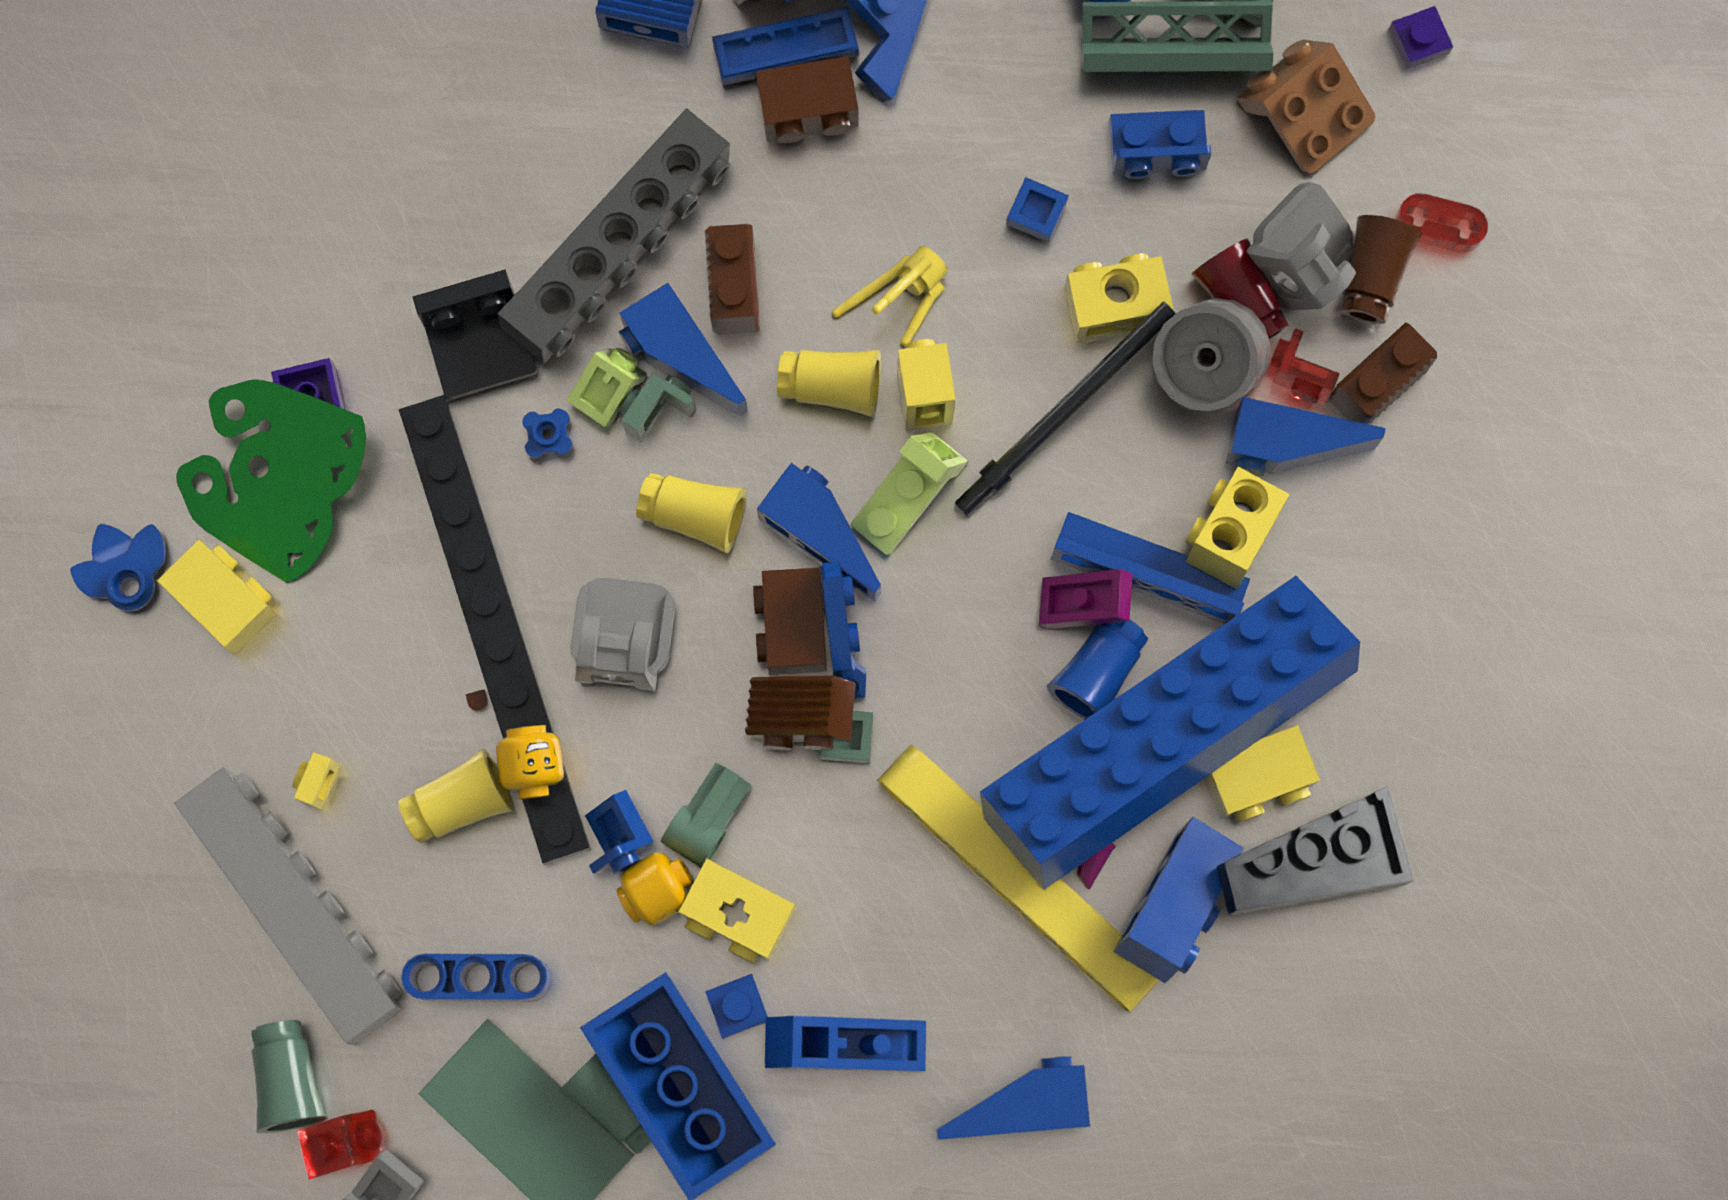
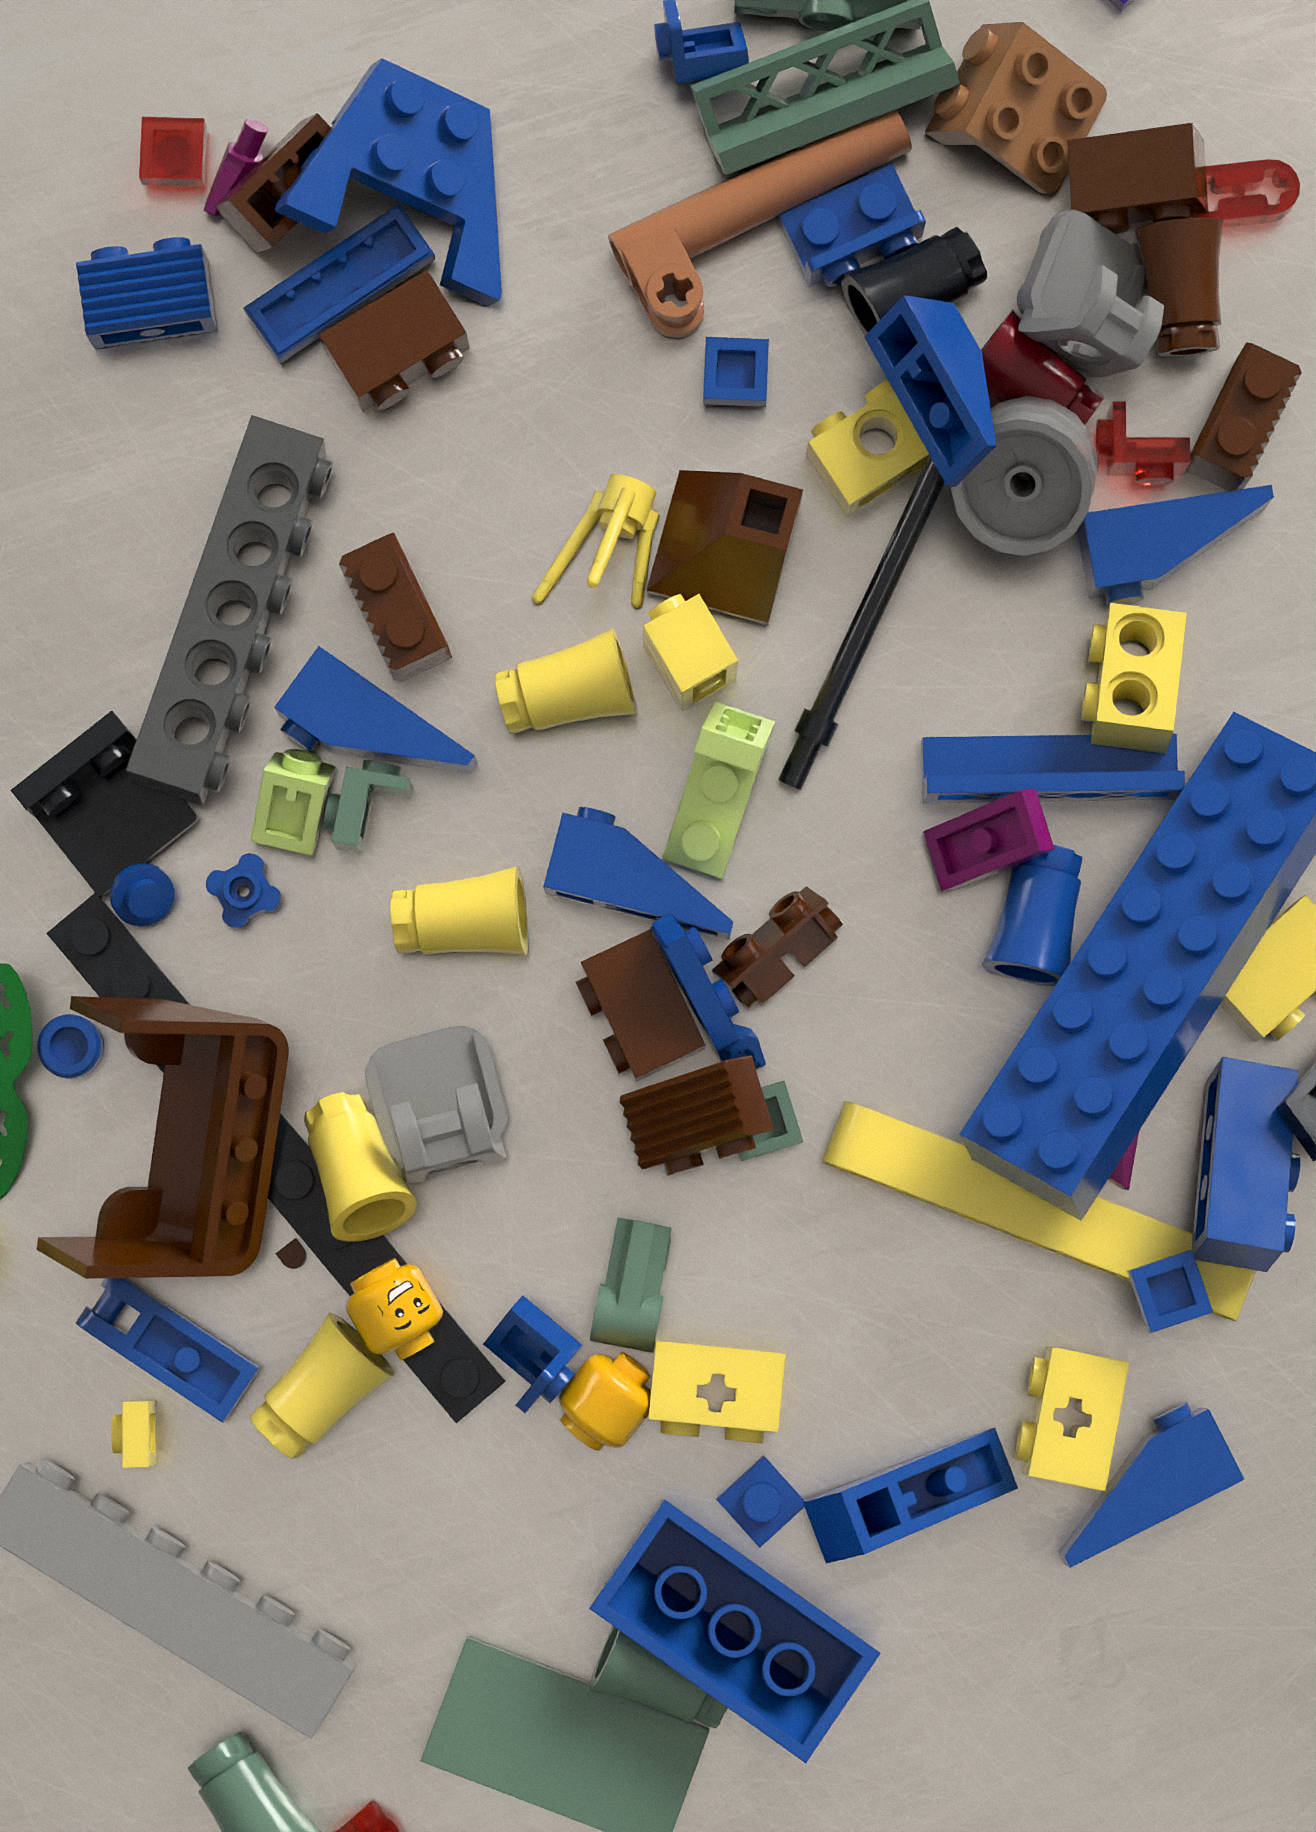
camera: 20 degrees left, 5 degrees up
(364, 730) = (170, 1348): none -> blue plate
(383, 495) = (70, 1046): none -> blue tile
(448, 600) = (208, 1148): none -> reddish brown windscreen
(453, 972) = (408, 1613): blue beam -> none
(475, 408) = (141, 894): none -> blue plate
(544, 656) = (356, 1170): none -> light yellow plant
(923, 609) = (796, 924): none -> reddish brown hinge
(985, 322) = (726, 542): none -> reddish brown slope
(1010, 1020) = (1087, 1452): none -> light yellow brick
(1017, 104) = (659, 247): none -> nougat axle
(1088, 967) = (1170, 1291): none -> blue plate
(1174, 261) = (938, 381): none -> blue slope
(1185, 197) = (933, 269): none -> black plant
(1375, 180) = (1139, 176): none -> reddish brown brick

